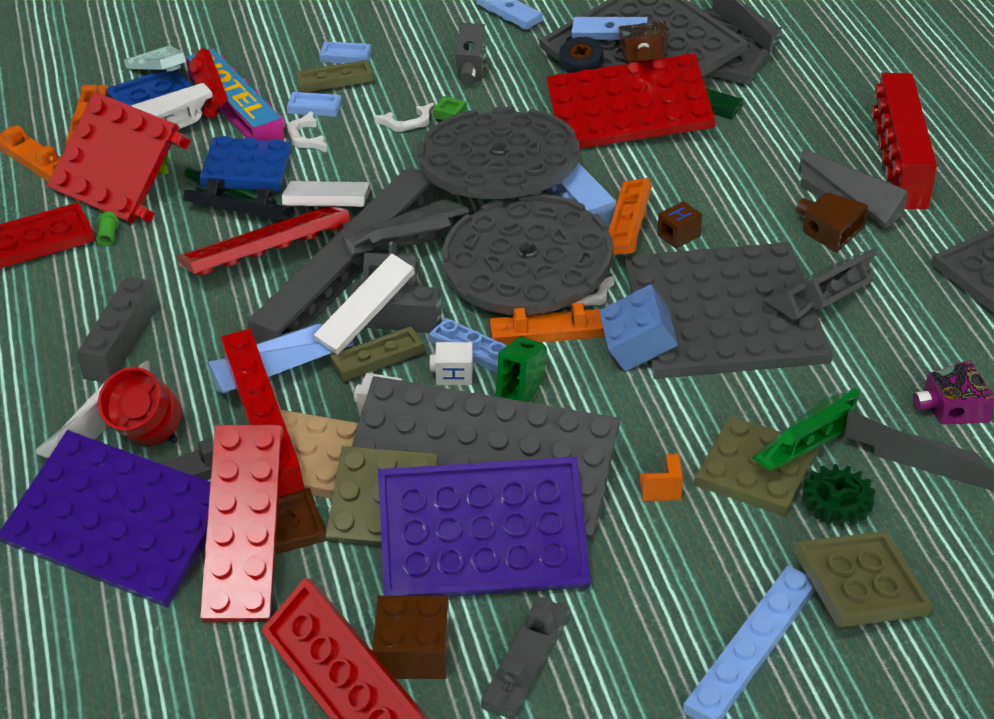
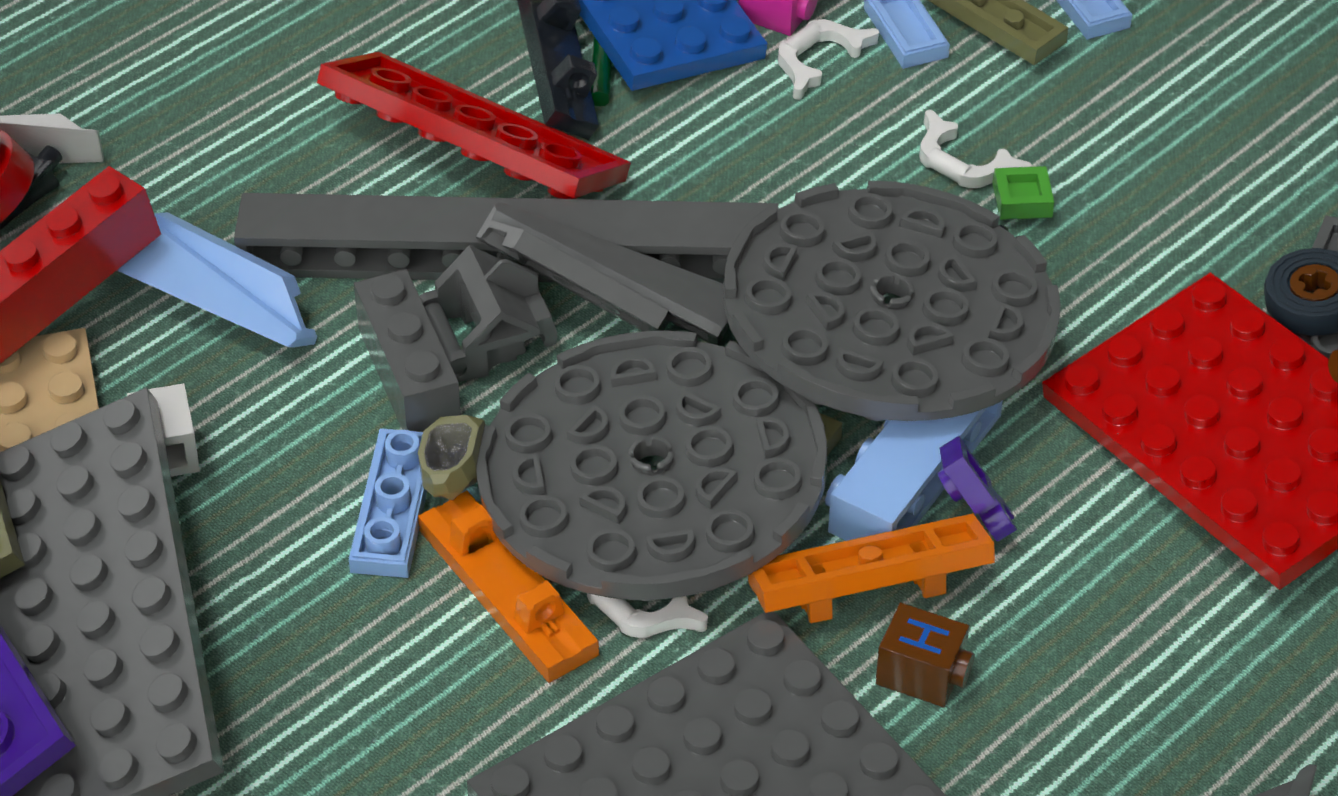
camera: 60 degrees right, 5 degrees up
(117, 329) = (158, 69): dark grey brick -> none
(326, 193) = (653, 144): white tile -> none
(364, 304) = (346, 304): white tile -> none
(377, 353) = (287, 386): olive plate -> none
(453, 363) = (313, 491): white brick -> none
(471, 63) = (1190, 145): dark grey torso -> none
(473, 310) = (450, 455): none -> olive rock
(522, 362) = (333, 583): green torso -> none
(609, 173) = (966, 479): none -> dark purple plate
(638, 328) = (532, 701): medium blue brick -> none

